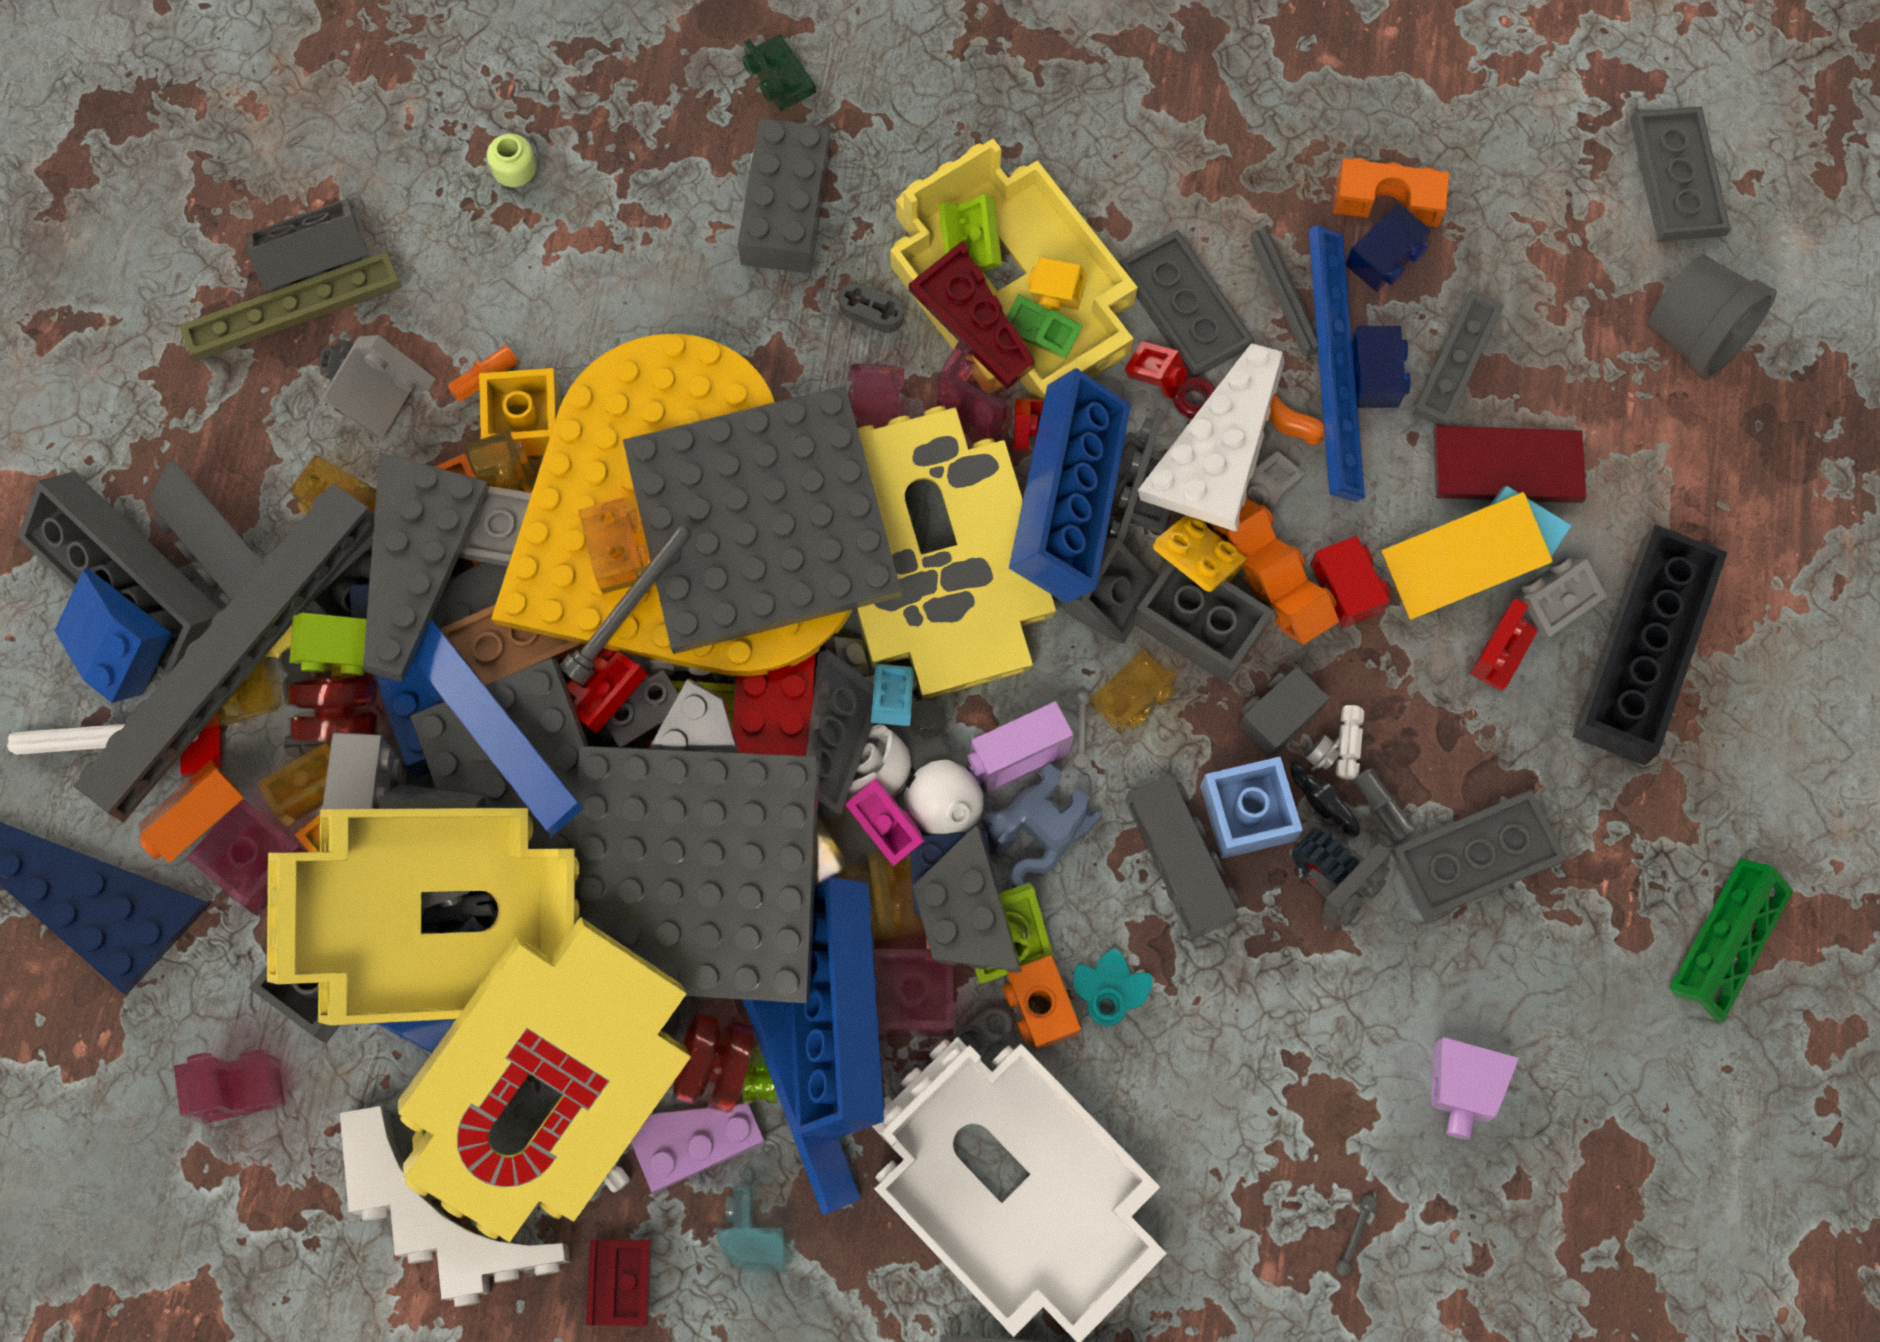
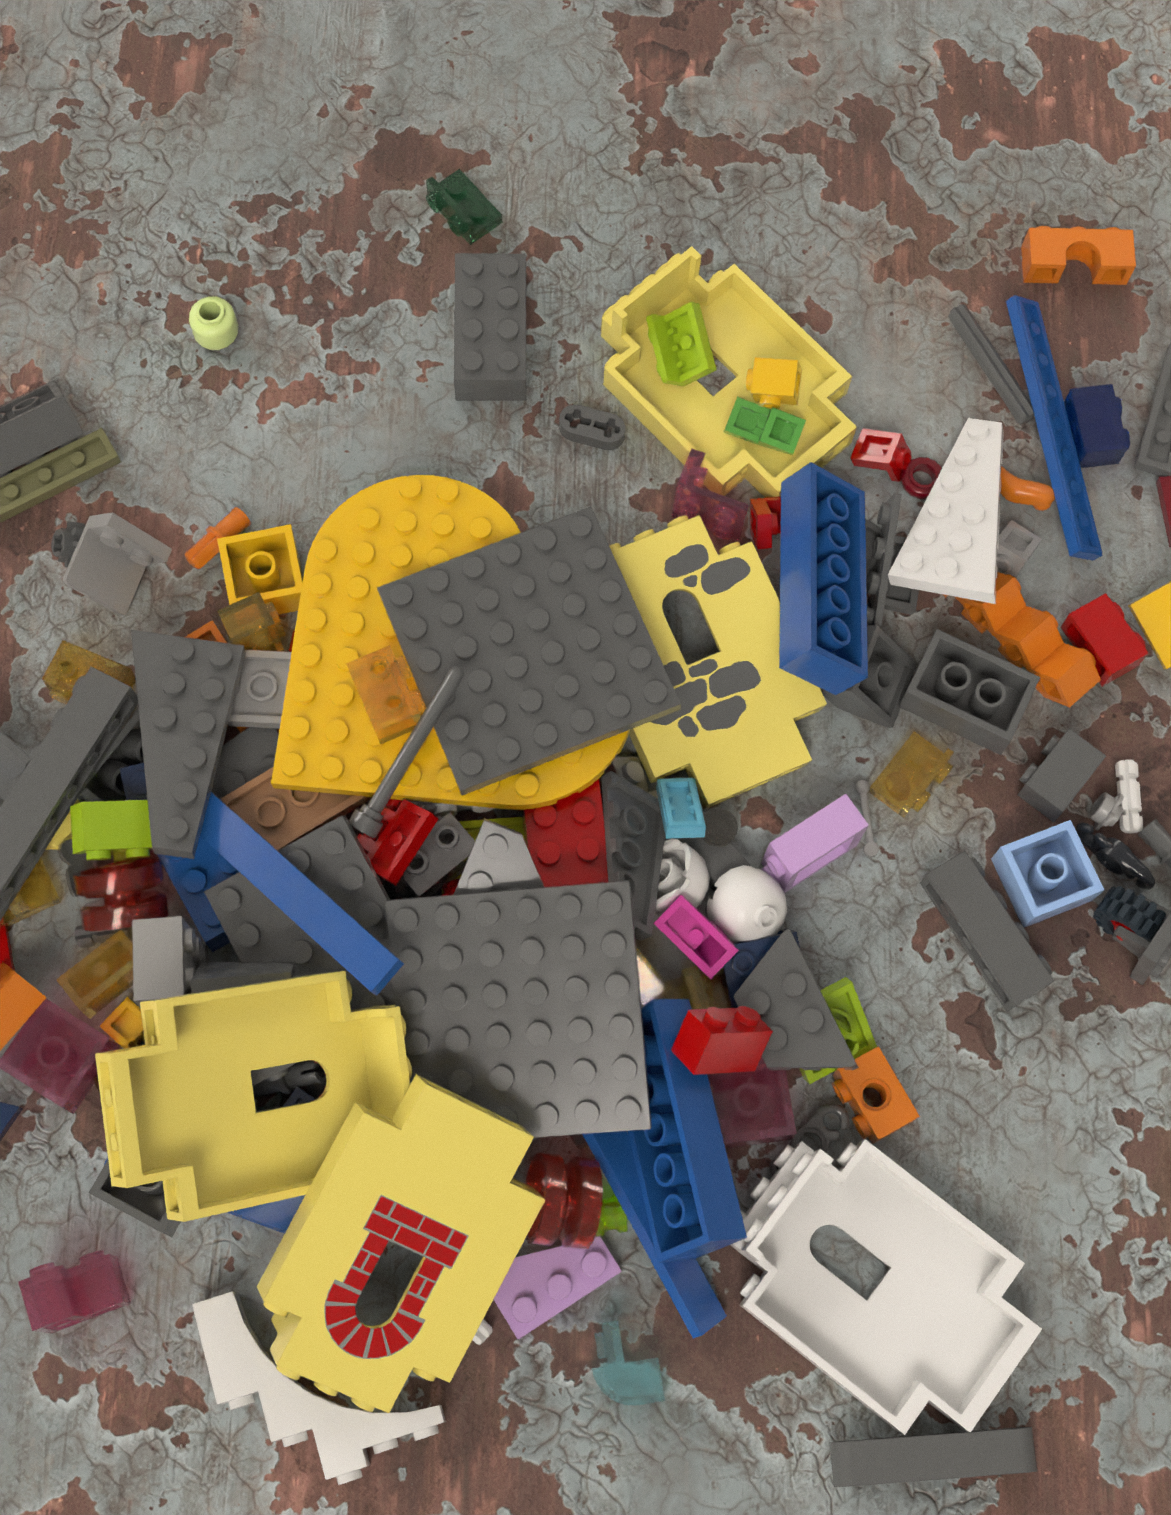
camera: 10 degrees left, 0 degrees up
(618, 1283) = (499, 1436): dark red plate -> none
(875, 393) = (616, 509): clear pink brick -> none
(889, 926) = (721, 1040): none -> red brick
(964, 304) = (686, 412): dark red wing -> none
(1042, 819) = (847, 914): sand blue animal -> none
(1112, 983) = (938, 1065): teal plate -> none
(1186, 304) = (899, 387): dark grey tile -> none
(1199, 553) = (958, 629): yellow bracket -> none
(1388, 248) = (1085, 309): clear blue brick -> none

